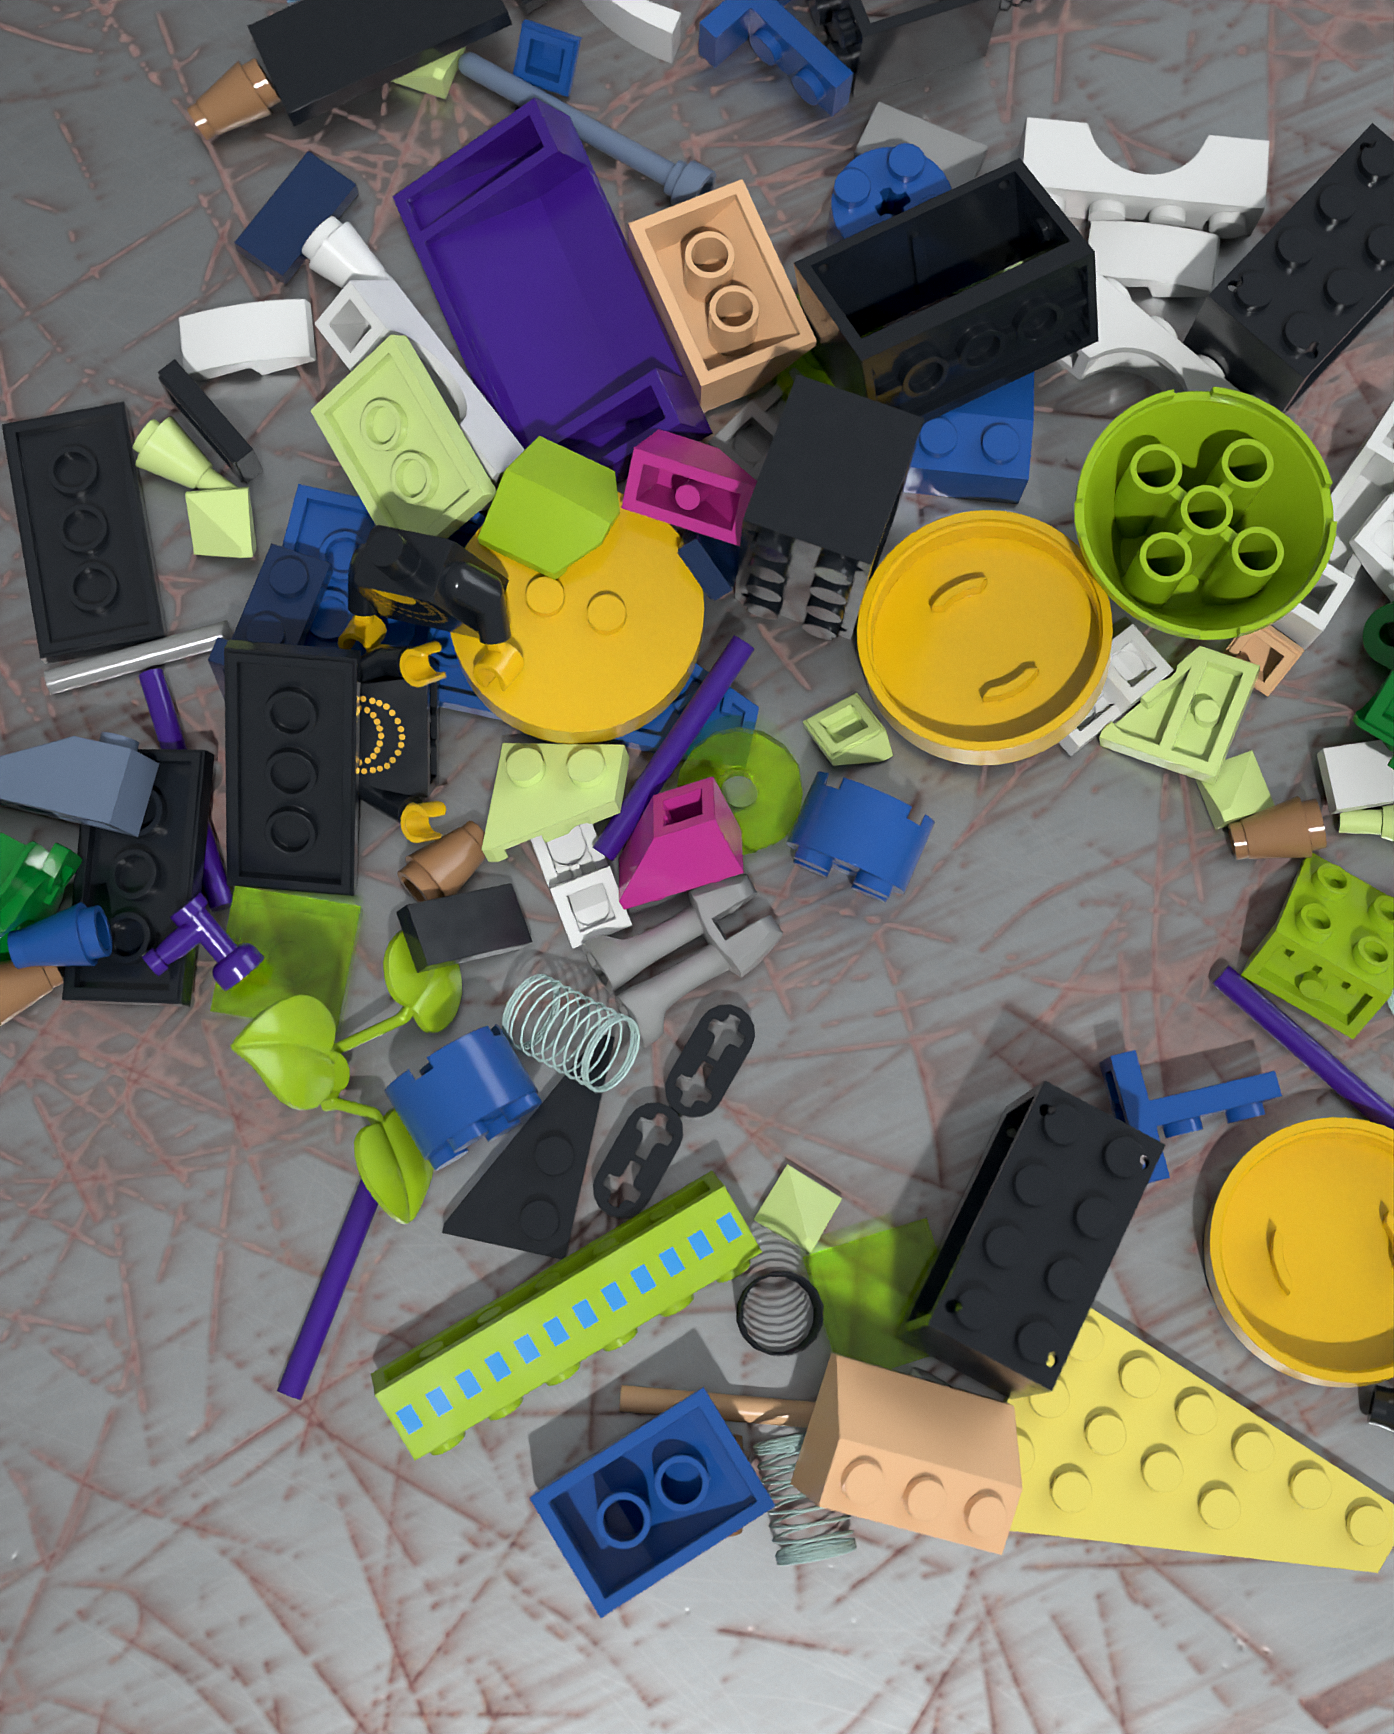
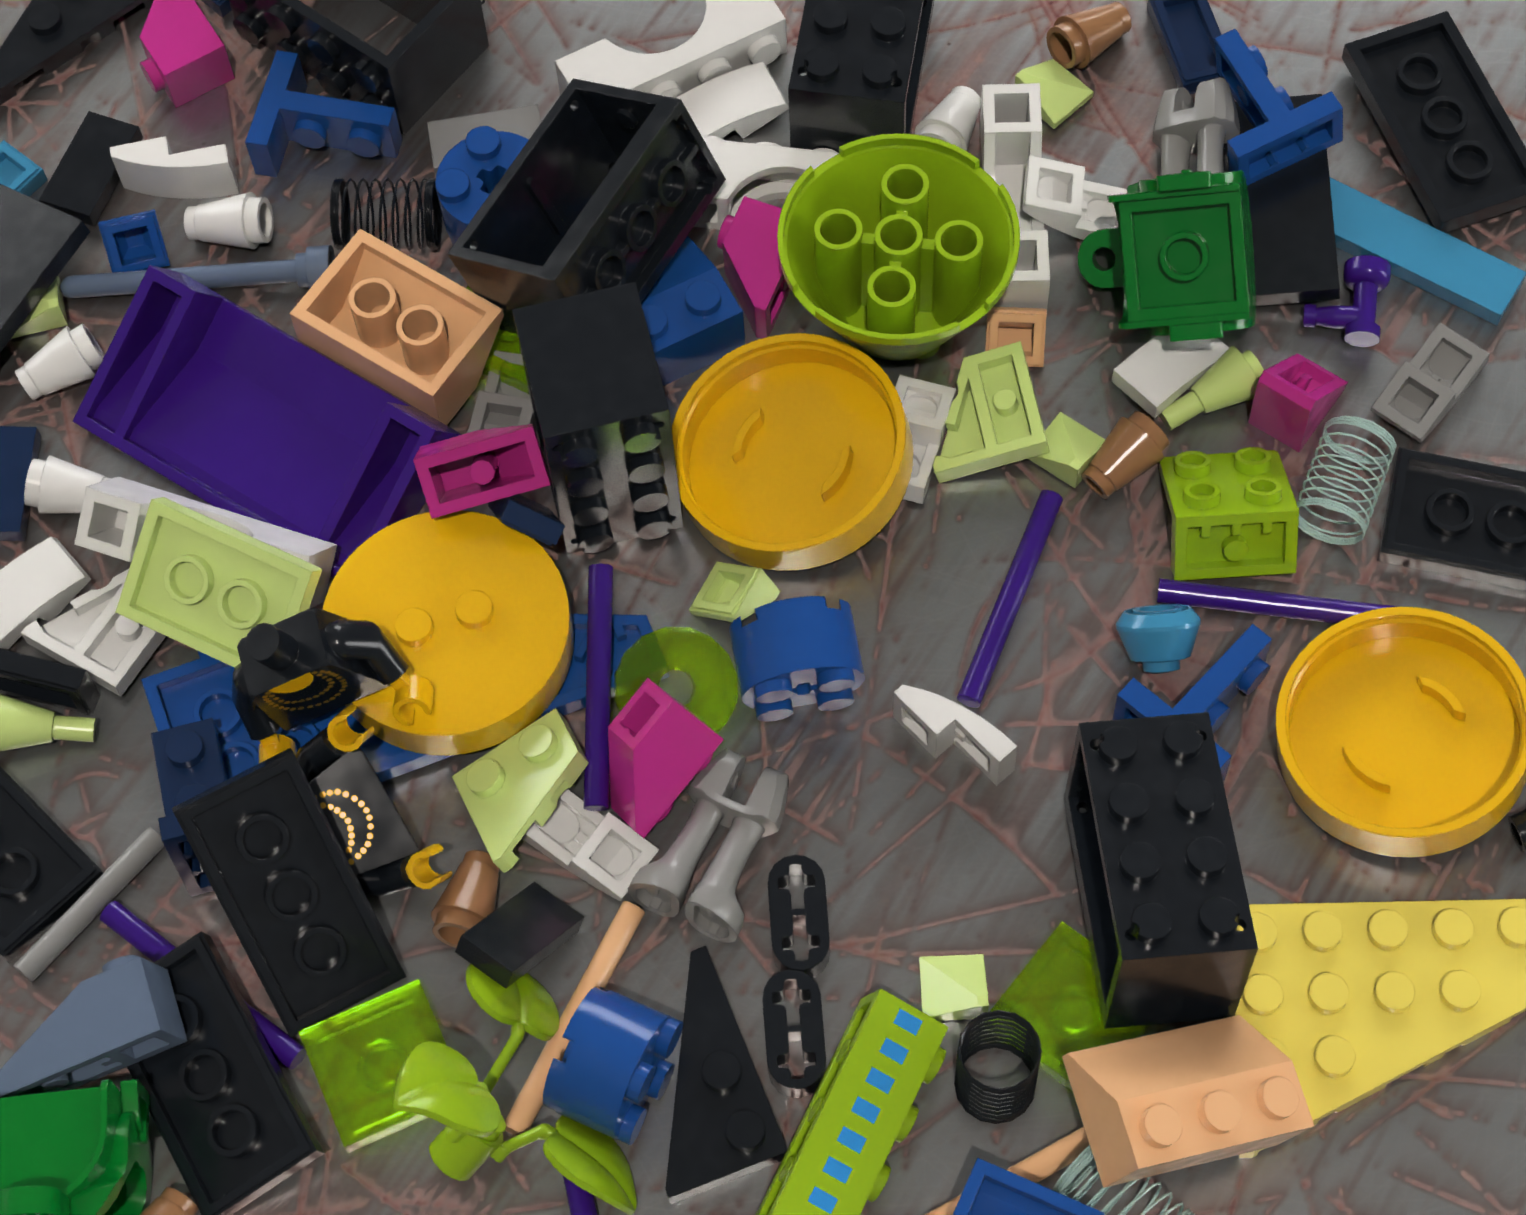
camera: 25 degrees left, 15 degrees down
(63, 939) = (177, 1160): blue cone -> none
(196, 927) = (291, 1073): dark purple piece -> none
(221, 522) = (93, 751): yellowish green slope -> none
(282, 419) = (97, 638): none -> white wing
(414, 135) = (62, 362): none -> white cone
(483, 1014) = (596, 975): none -> light nougat bar
(551, 508) = (374, 556): lime slope -> none
(554, 1012) = (695, 947): light aqua piece -> none
(644, 90) = (231, 221): none -> white cone
(749, 152) = (432, 226): none -> black piece
(943, 973) = (942, 722): none -> white slope
(1078, 418) = (754, 263): none -> dark pink slope
(1086, 895) = (1009, 599): none -> dark purple bar
(1189, 1019) = (1159, 635): none -> dark azure cone
(1342, 410) = (953, 118): none -> white cone

